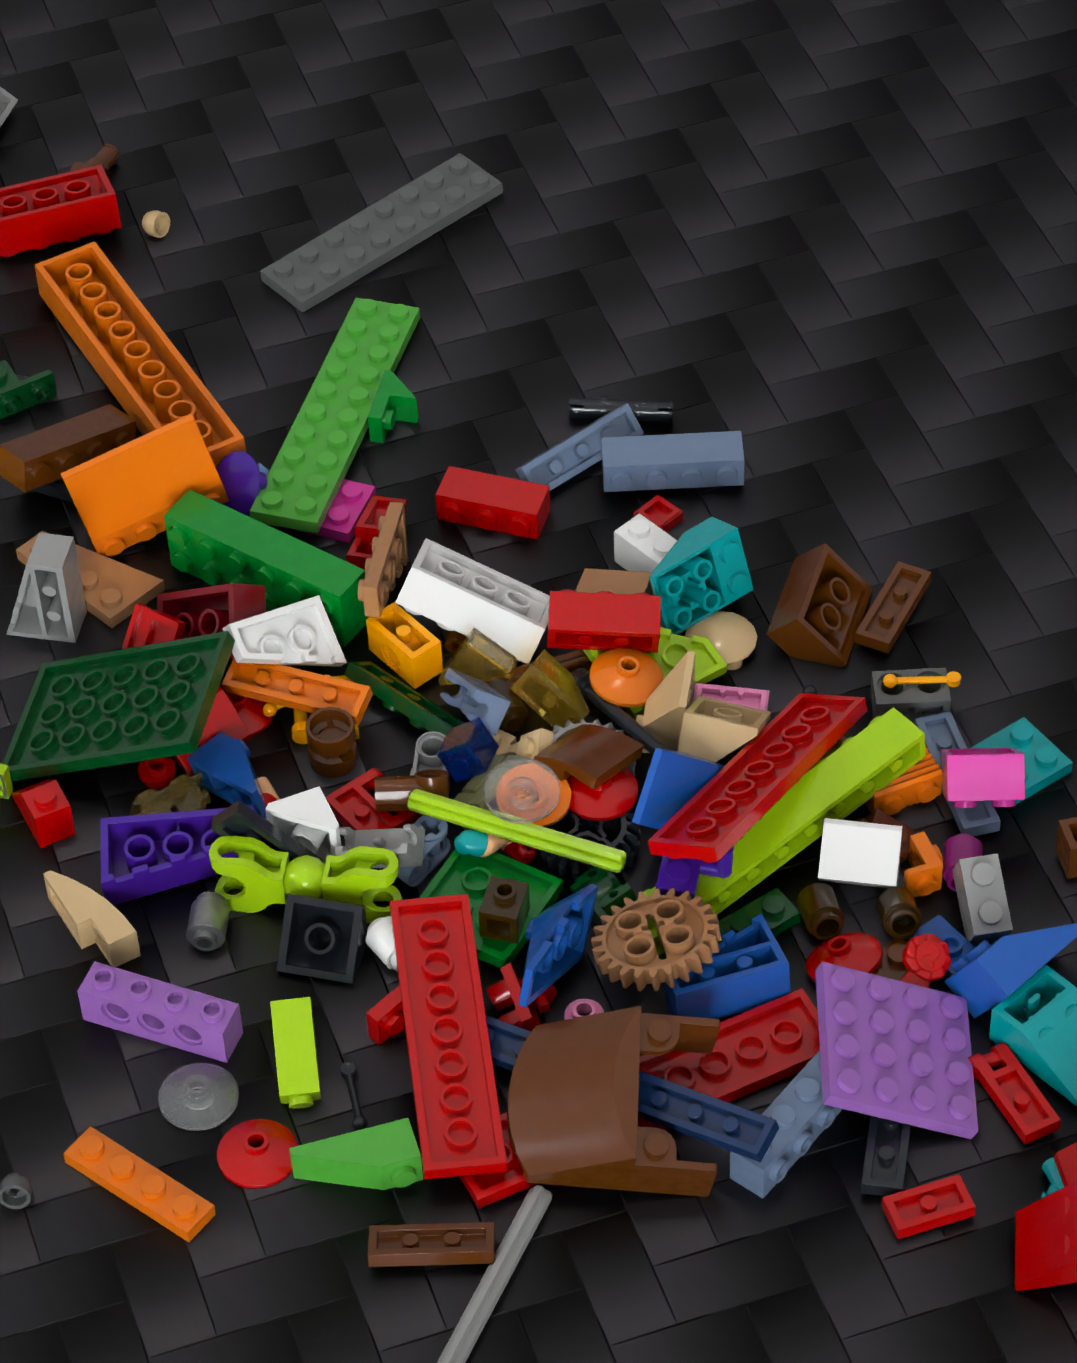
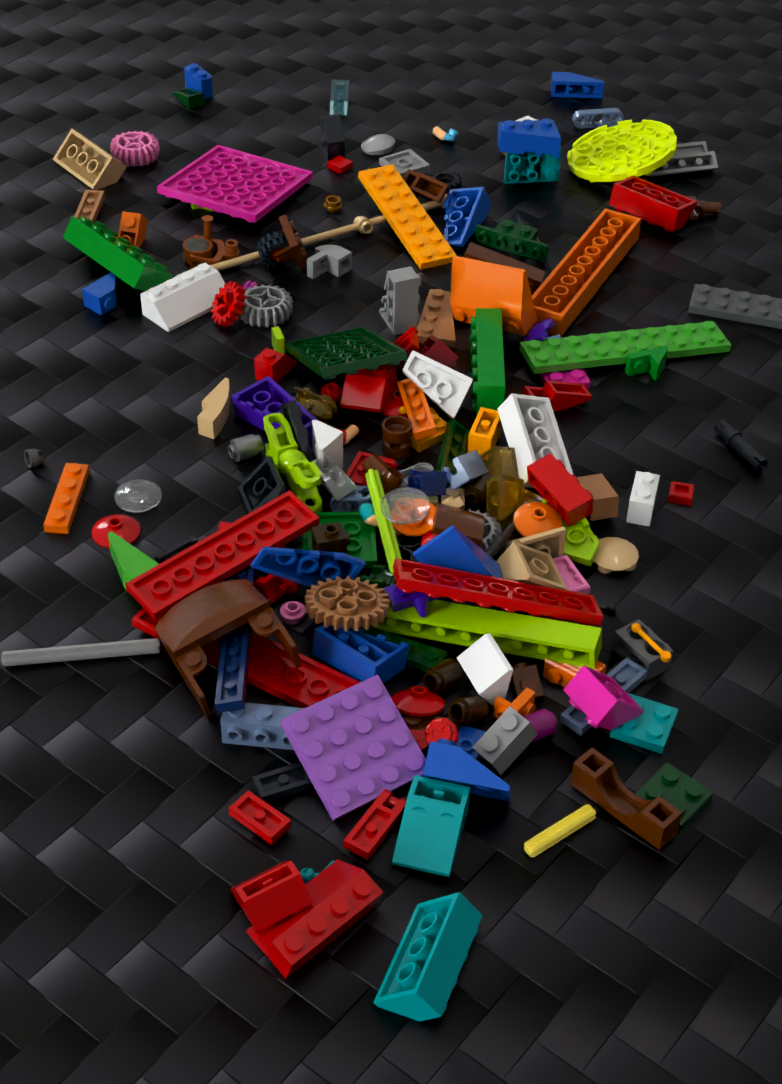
camera: 55 degrees right, 5 degrees down
(156, 223) = (691, 242): tan hinge -> none
(160, 1011) = (174, 455): medium lavender brick -> none
(228, 771) = (344, 410): blue slope -> none
(295, 1052) = (181, 509): lime slope -> none
(388, 555) = (496, 393): medium nougat wing -> none
(431, 1244) = (92, 615): reddish brown plate -> none
(493, 502) = (620, 426): red brick -> none
(579, 449) = (692, 441): sand blue plate -> none
(672, 461) = (720, 477): sand blue brick -> none
(700, 574) = (634, 515): teal slope -> none
(820, 608) = (674, 584): reddish brown slope -> none
(893, 607) = (708, 614): reddish brown plate -> none

